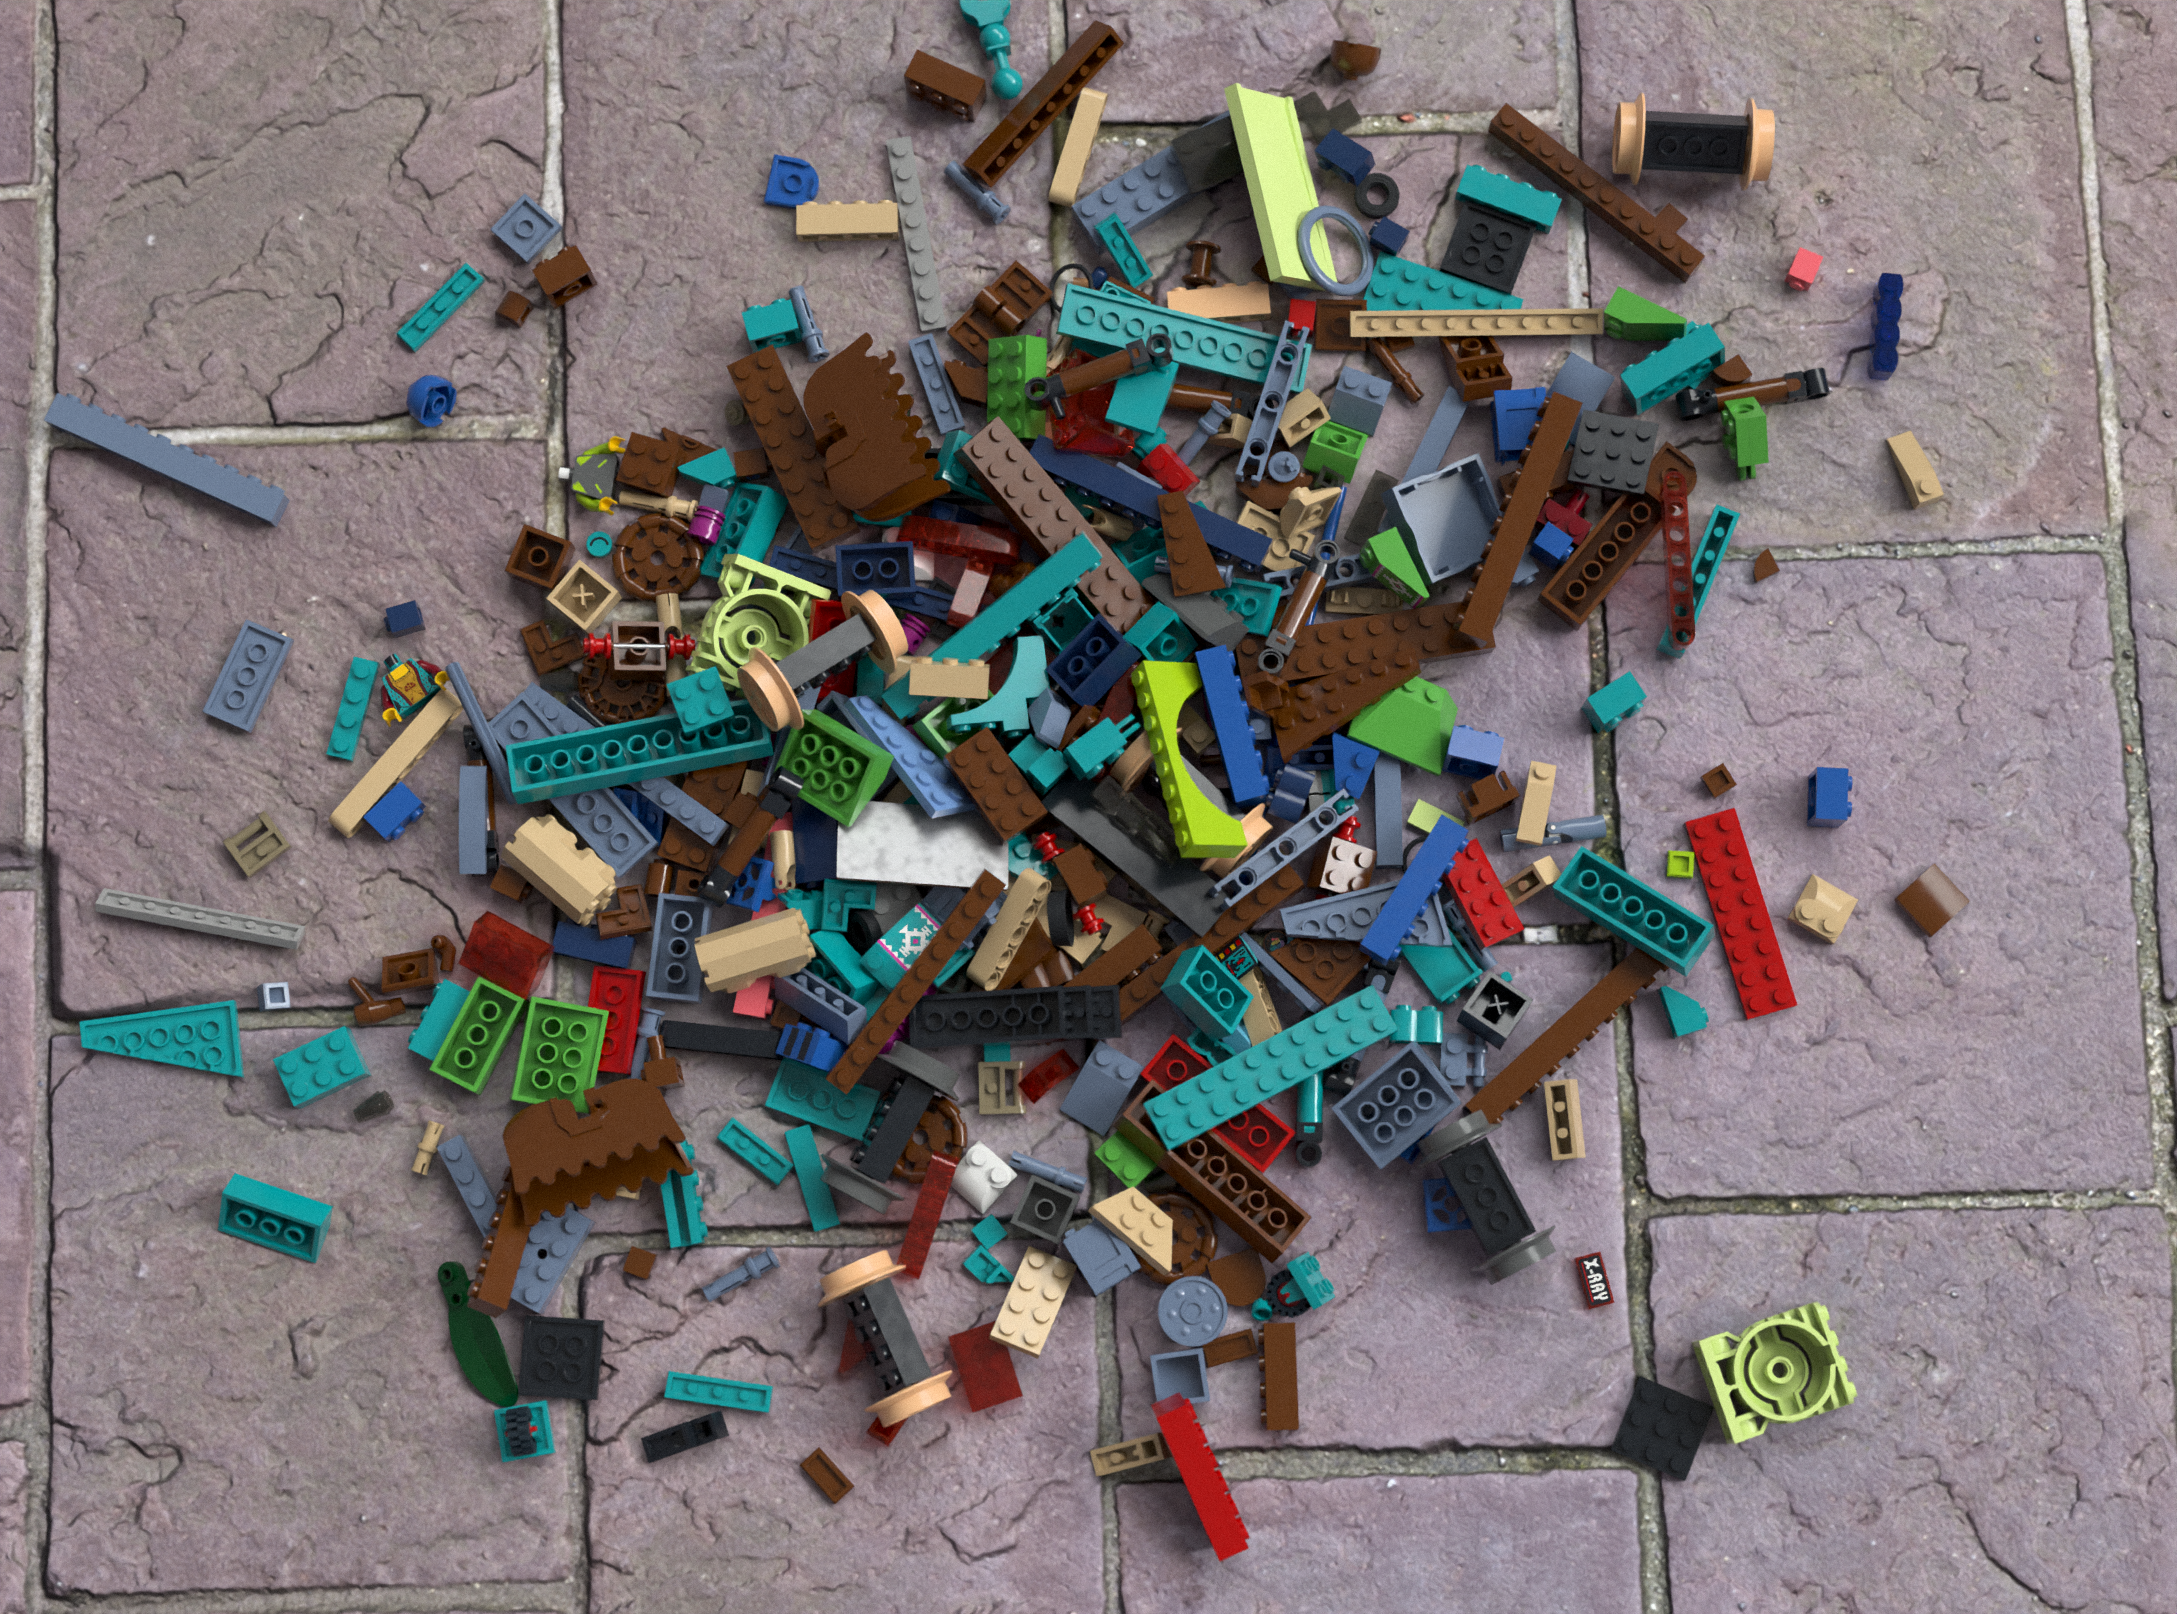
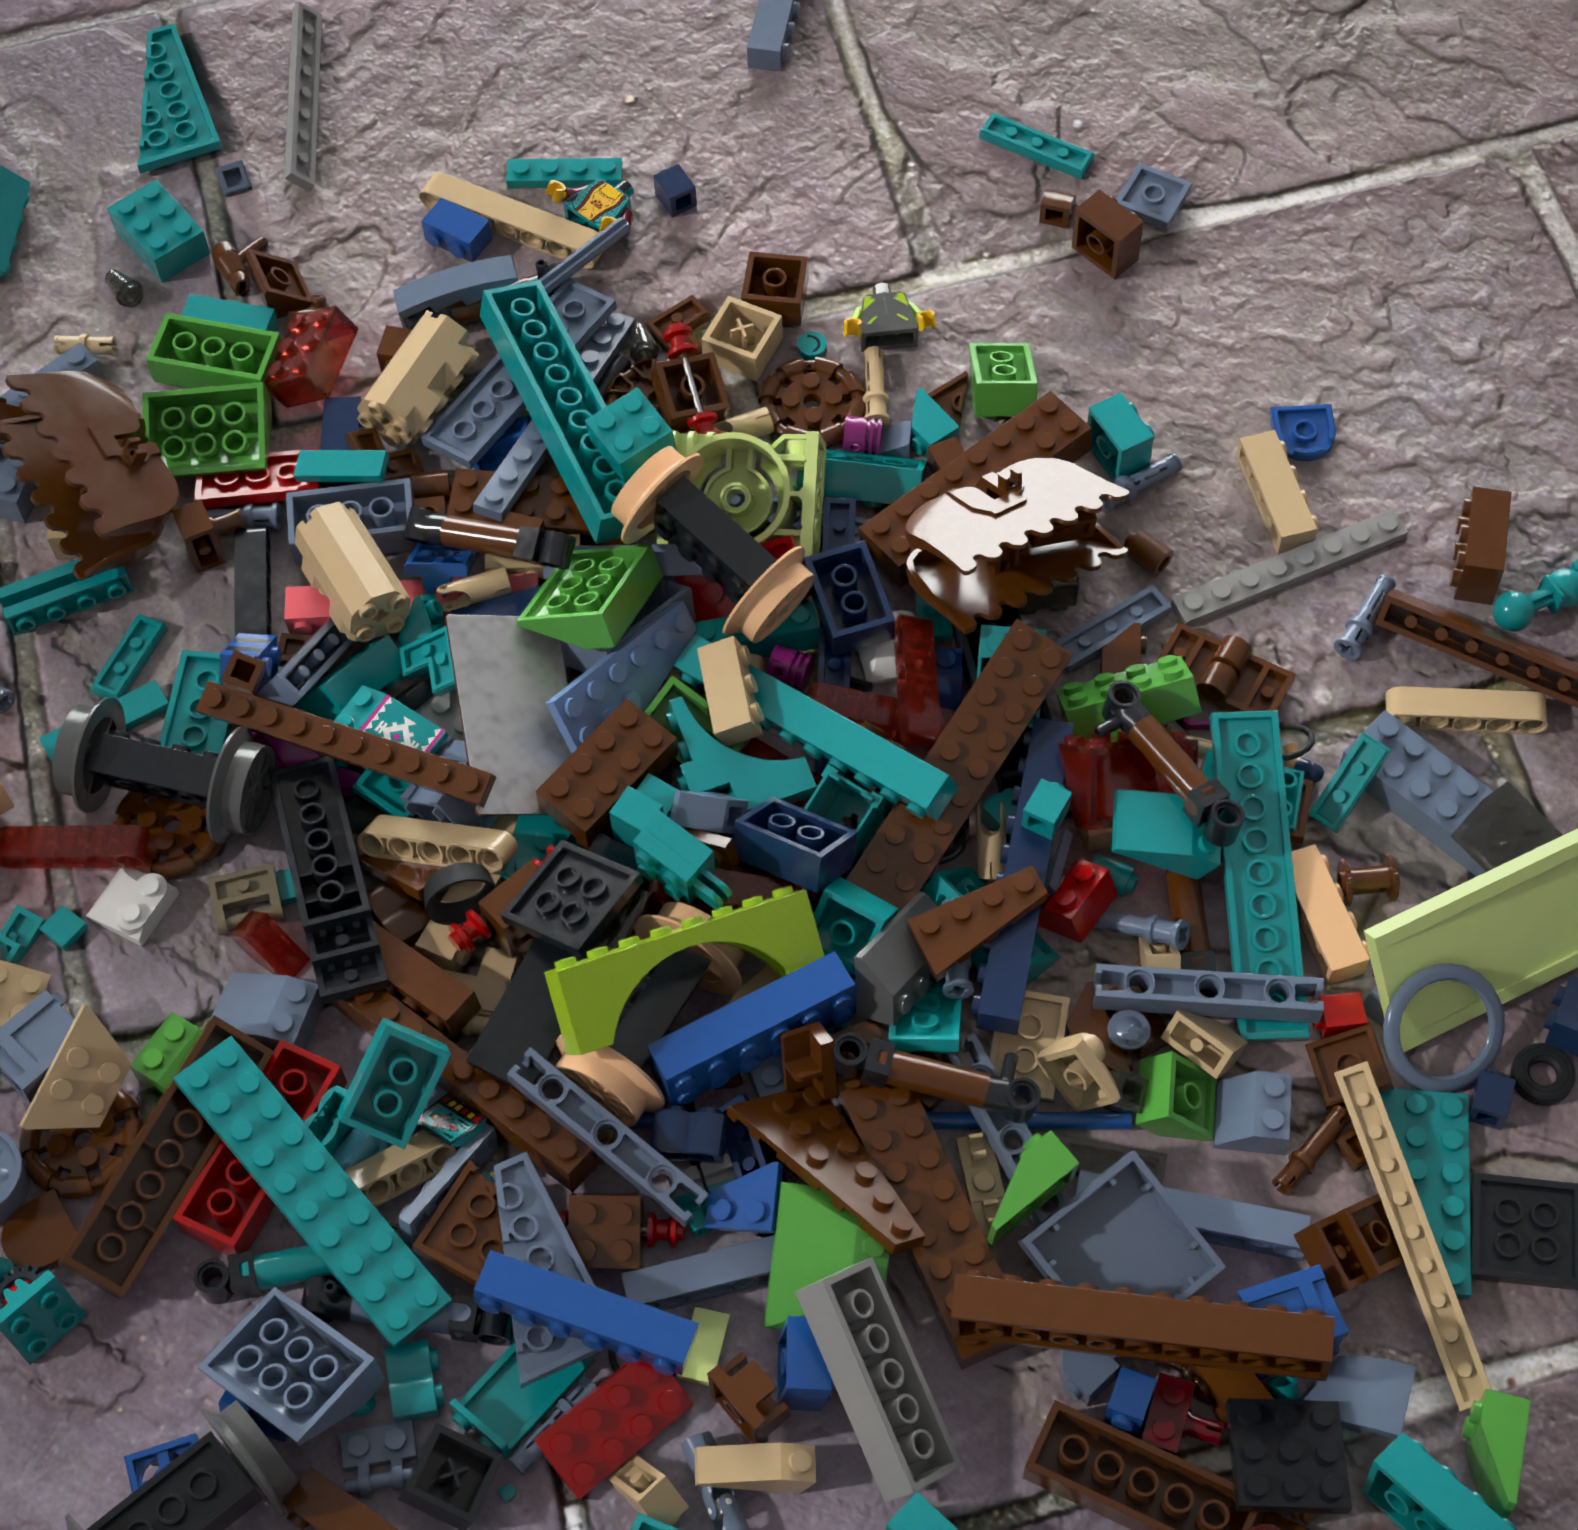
camera: 75 degrees right, 20 degrees down
(248, 676) = (576, 75): sand blue plate -> none
(260, 851) = (390, 130): dark tan plate -> none
(430, 398) = (925, 153): blue cylinder -> none
(632, 946) = (341, 466): none -> teal tile
(650, 465) = (915, 362): reddish brown brick -> none
(679, 400) = (1001, 378): none -> bright green slope
(835, 1048) = (244, 673): none -> reddish brown brick
(881, 334) = (1148, 552): none -> reddish brown brick
(1045, 1210) = (95, 975): dark grey brick -> none
(1048, 1172) = (144, 986): sand blue pin -> none
(1103, 831) = (572, 898): none -> black plate
(1112, 472) = (1046, 808): none -> teal brick
(1503, 704) = (878, 1380): none -> light grey brick

